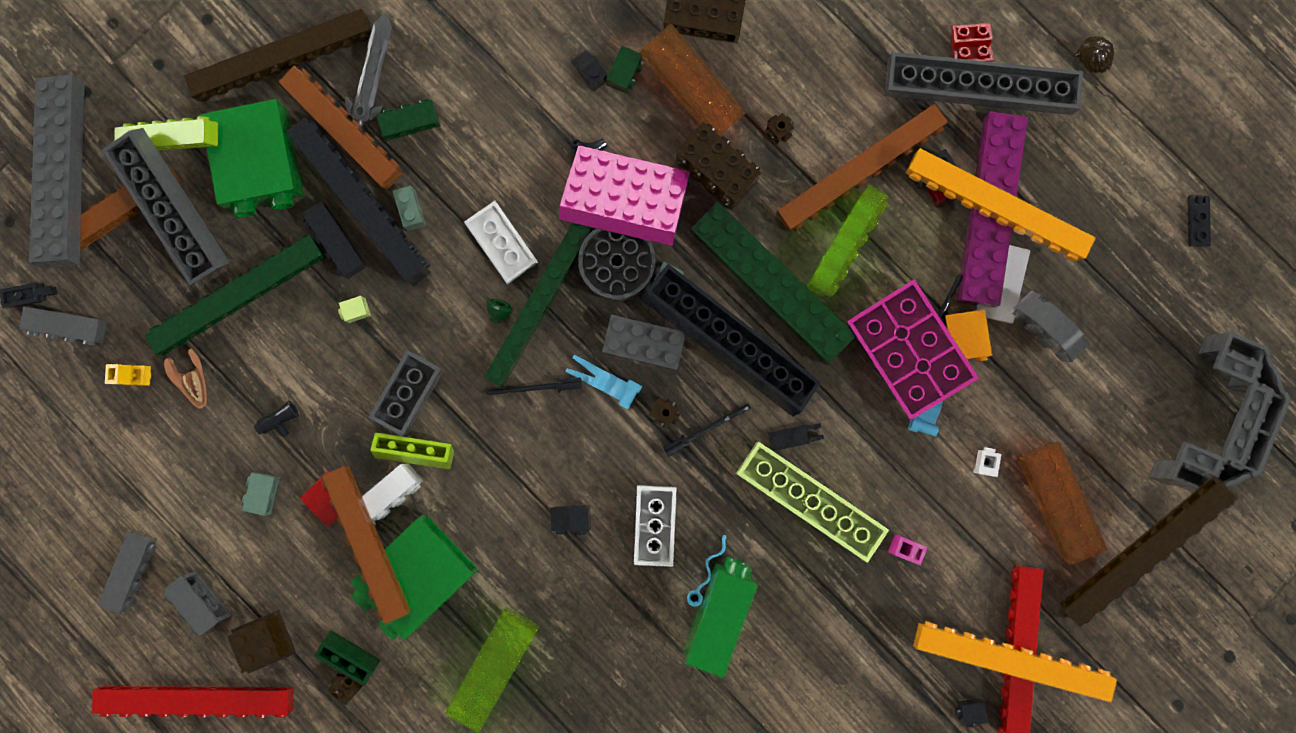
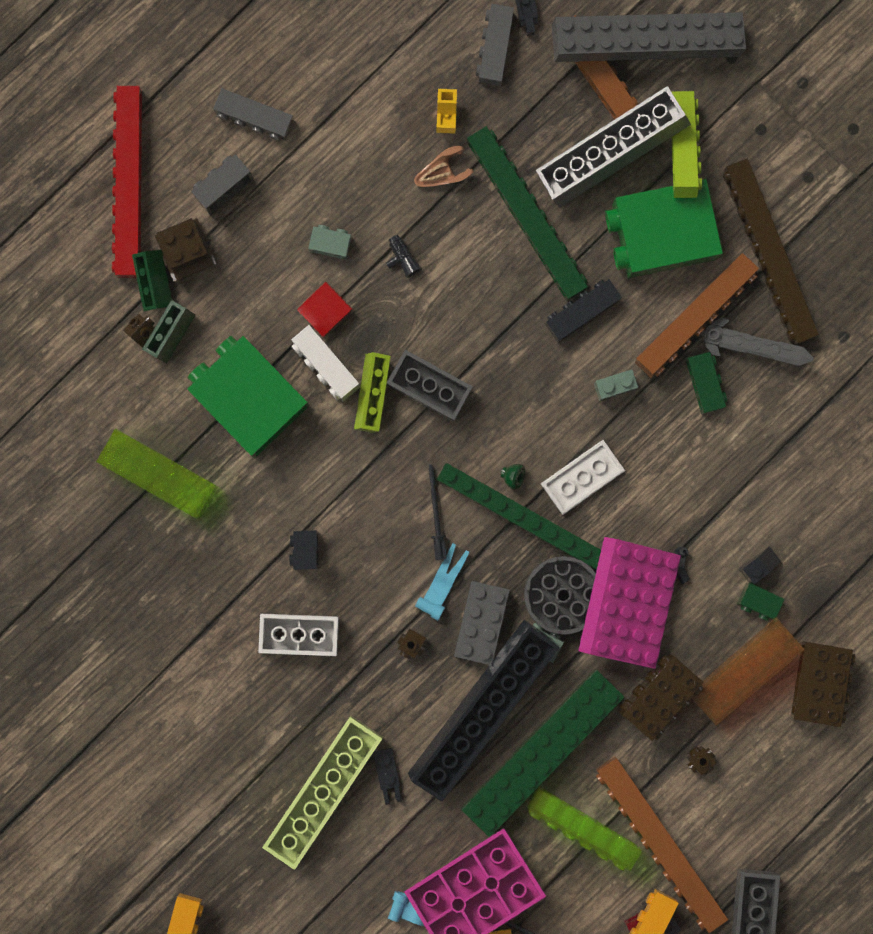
camera: 80 degrees right, 0 degrees up
(293, 676) = (152, 279): none -> dark green brick
(354, 309) = (513, 331): yellowish green brick -> none
(356, 198) = (625, 332): black brick -> none
(366, 544) = (280, 352): dark orange brick -> none
(683, 442) = (382, 662): black piece -> none
(698, 601) = (228, 679): medium azure flag -> none
(720, 617) = (209, 700): green brick -> none
(907, 549) = (274, 888): dark pink brick -> none

